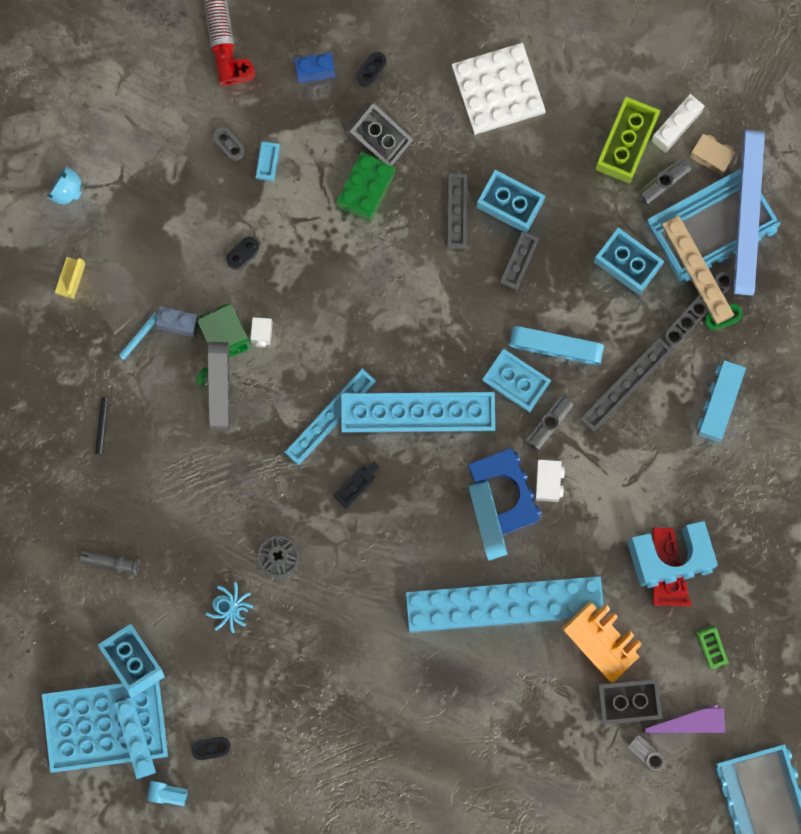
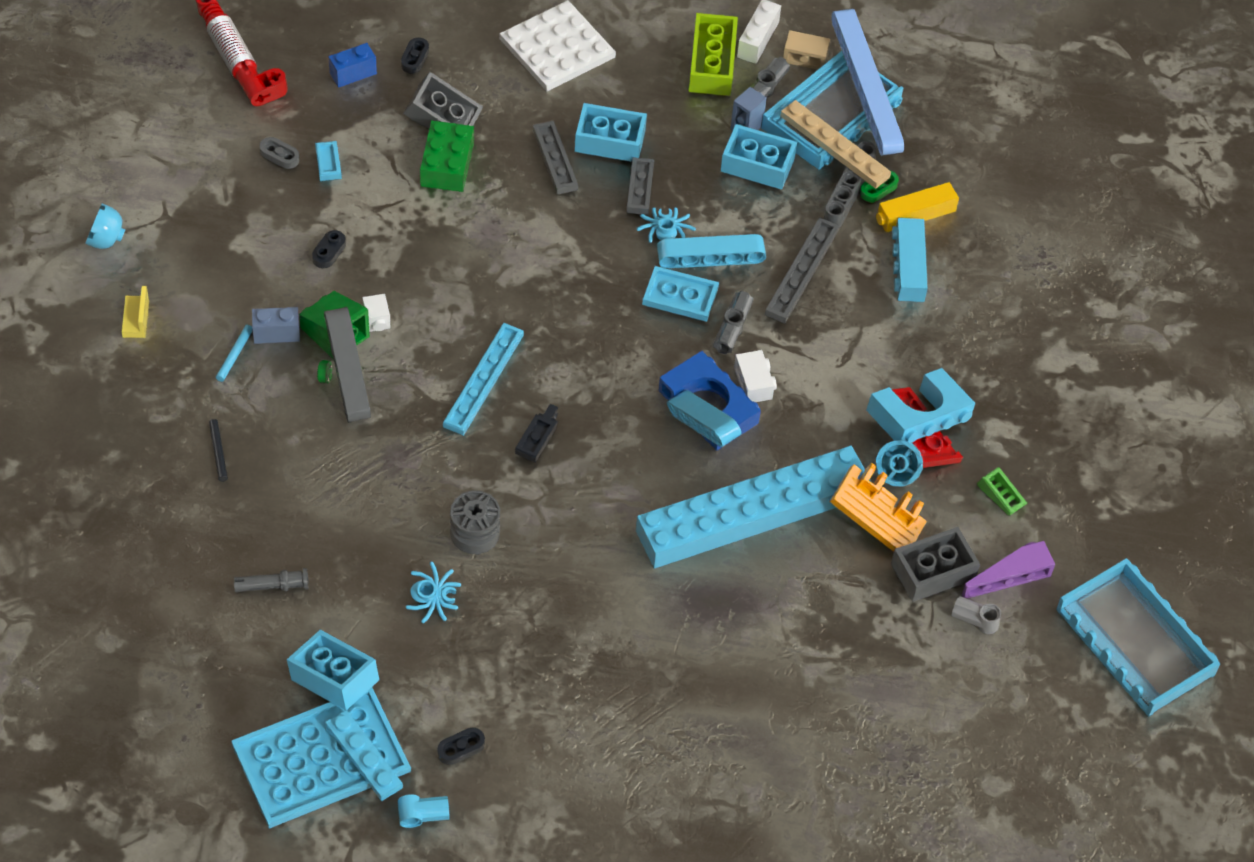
camera: 25 degrees left, 25 degrees down
(417, 412) = (582, 346): medium azure plate -> none
(527, 307) = (665, 225): none -> medium azure animal
(635, 214) = (749, 109): none -> sand blue brick
(635, 602) = (900, 462): none -> medium azure cylinder
(747, 349) = (918, 205): none -> yellow brick

